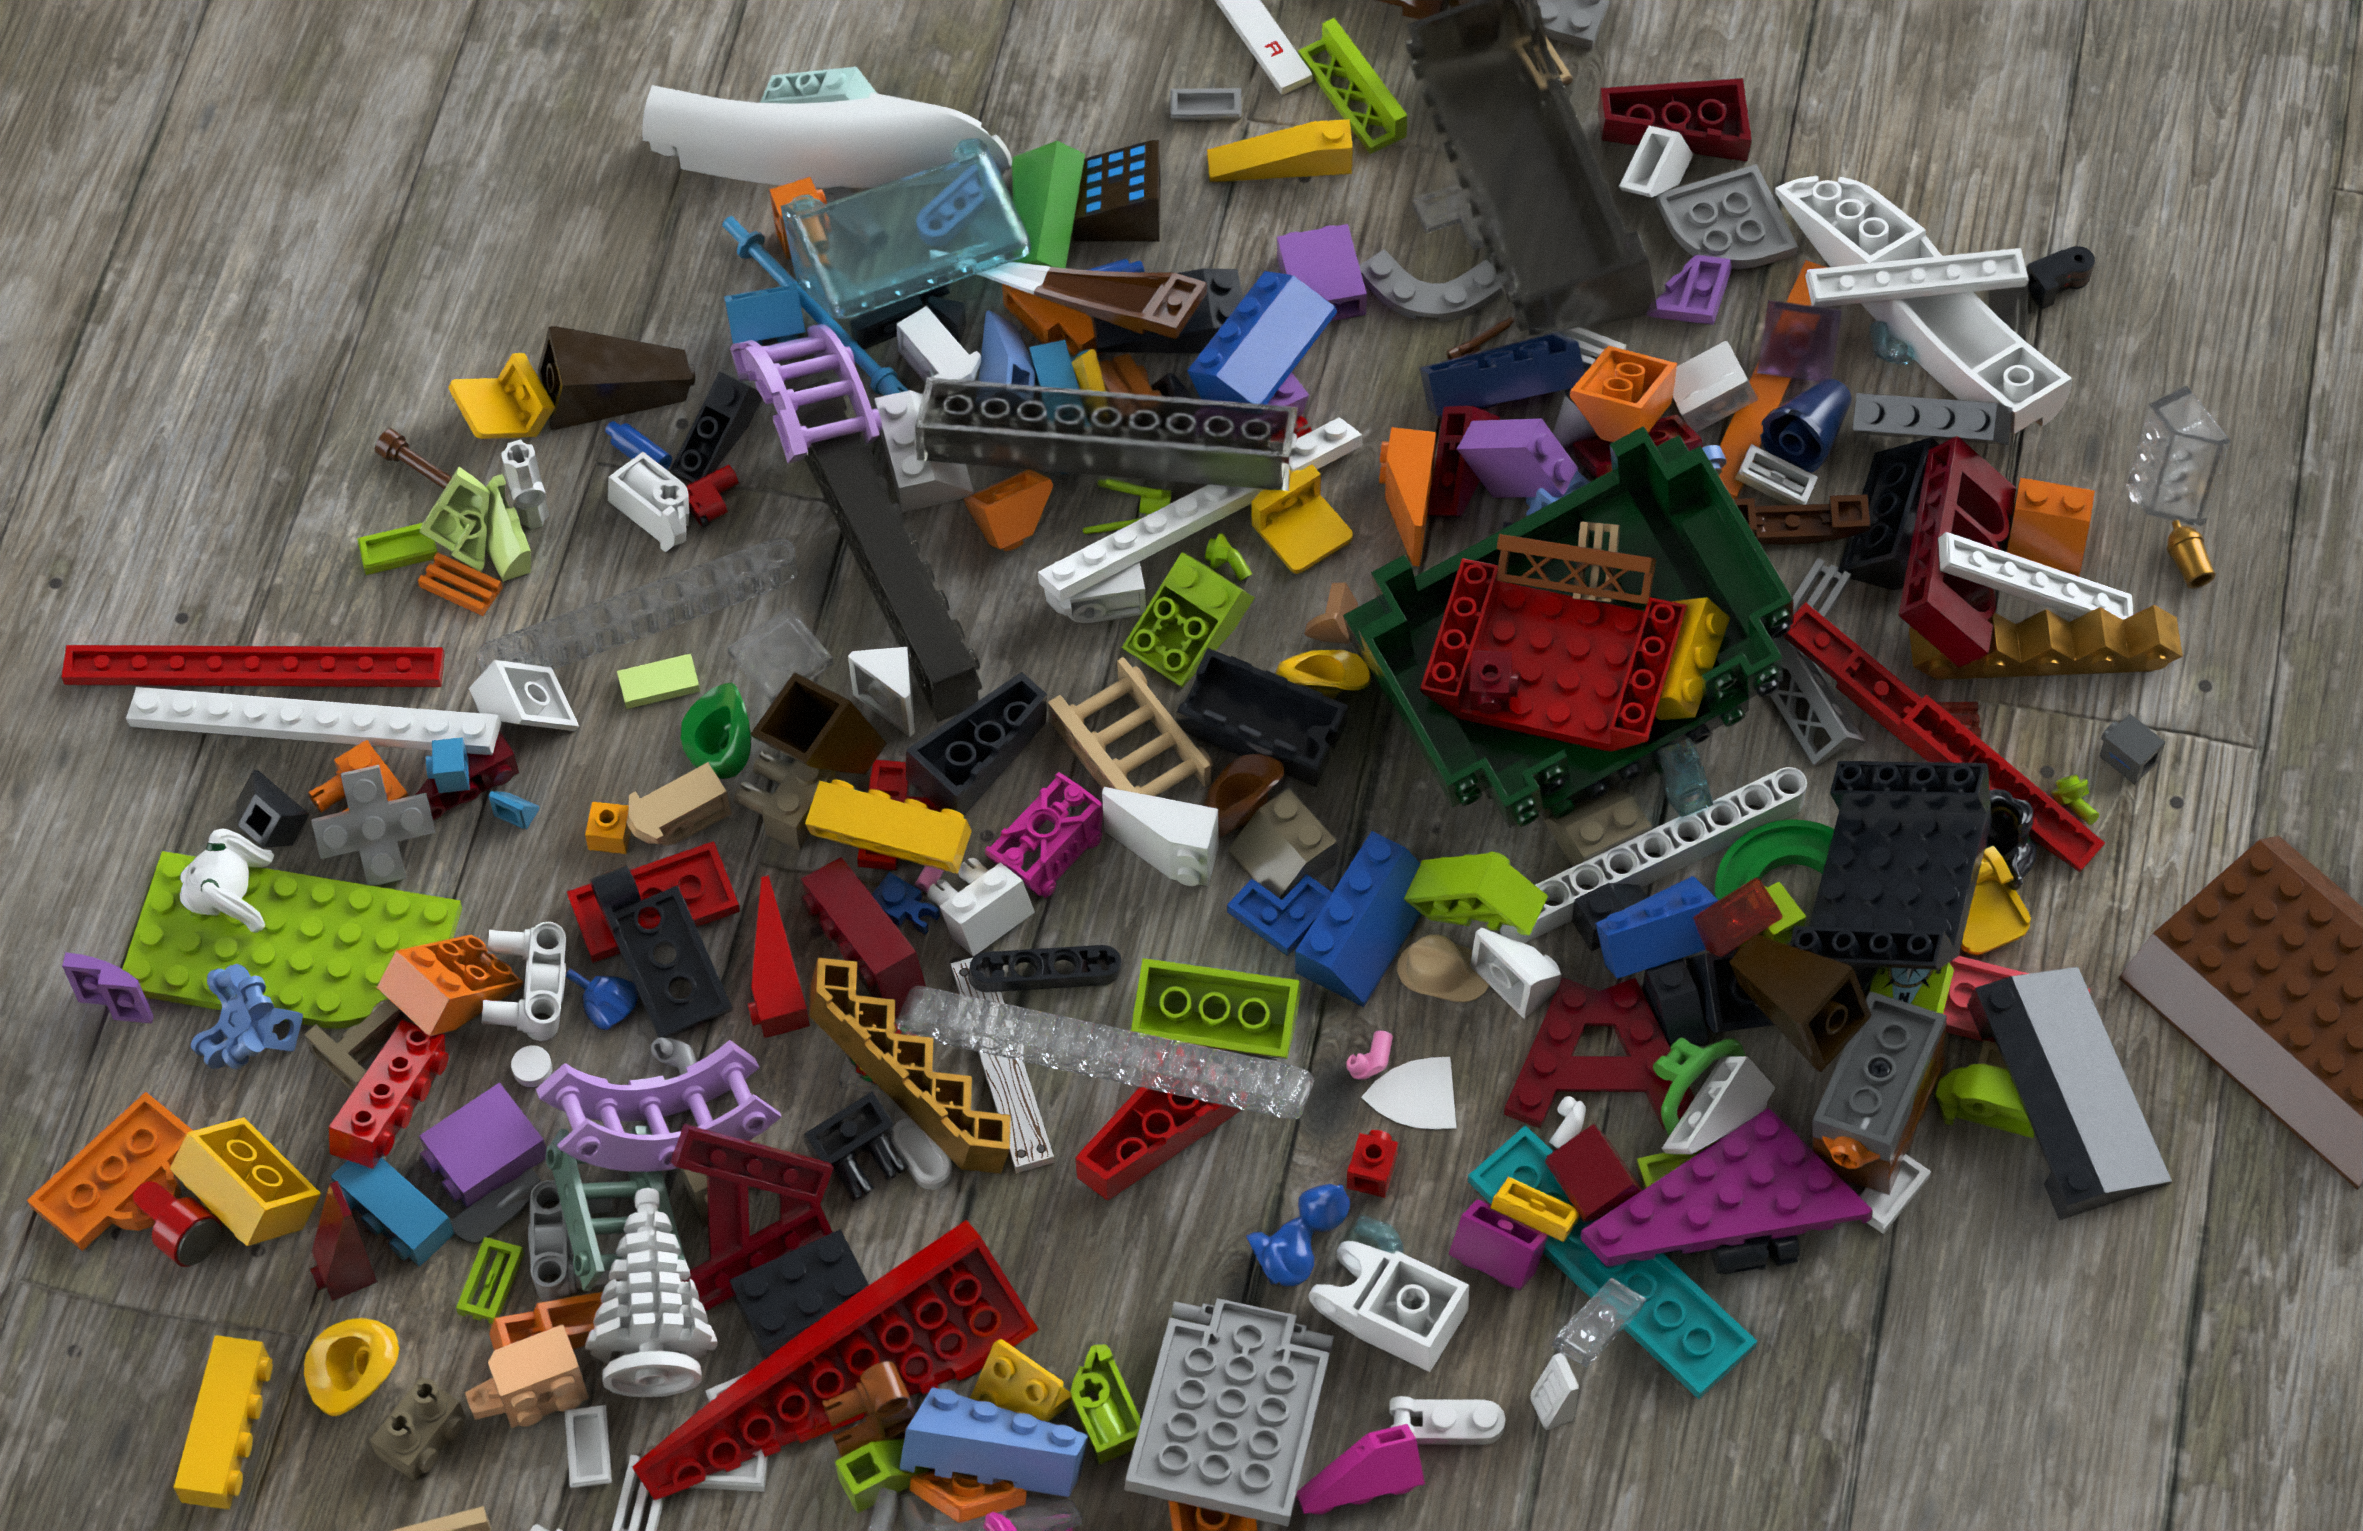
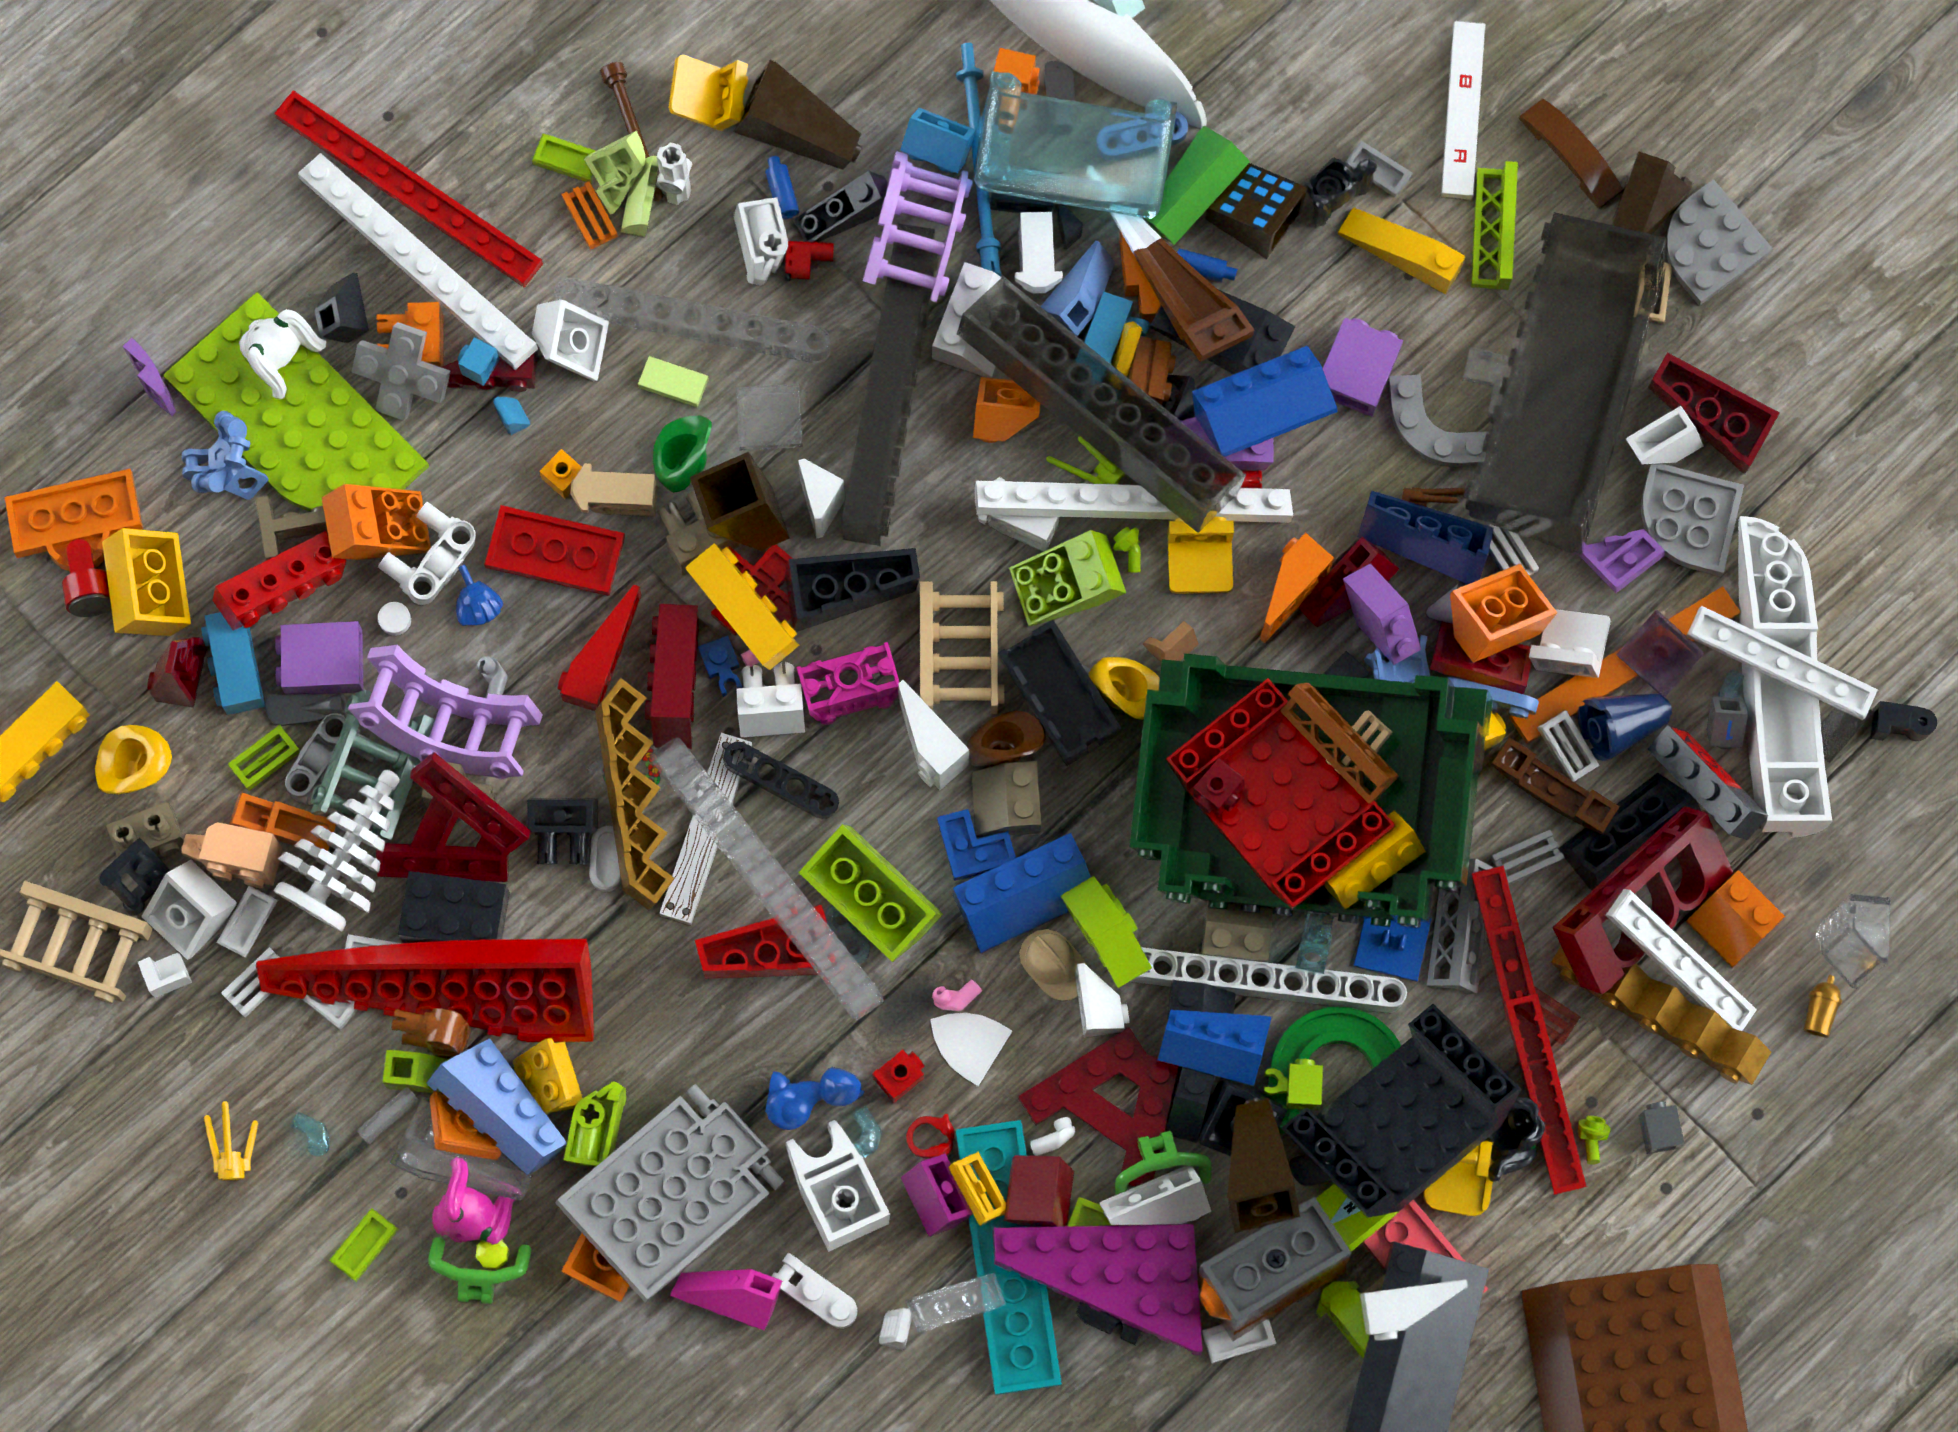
camera: 30 degrees right, 15 degrees up
(444, 1457) = (142, 867): none -> black plate
(517, 1471) = (188, 908): none -> white slope
(621, 908) = (522, 545): black hinge -> none
(1184, 132) = (1341, 183): none -> black hair
(1447, 1182) = (942, 1124): none -> red piece
(1737, 918) = (1267, 1077): clear red slope -> none
(1751, 749) = (1392, 949): none -> blue piece
(1905, 366) = (1727, 722): none -> dark grey brick
(2024, 1040) = (1400, 1308): none -> white slope

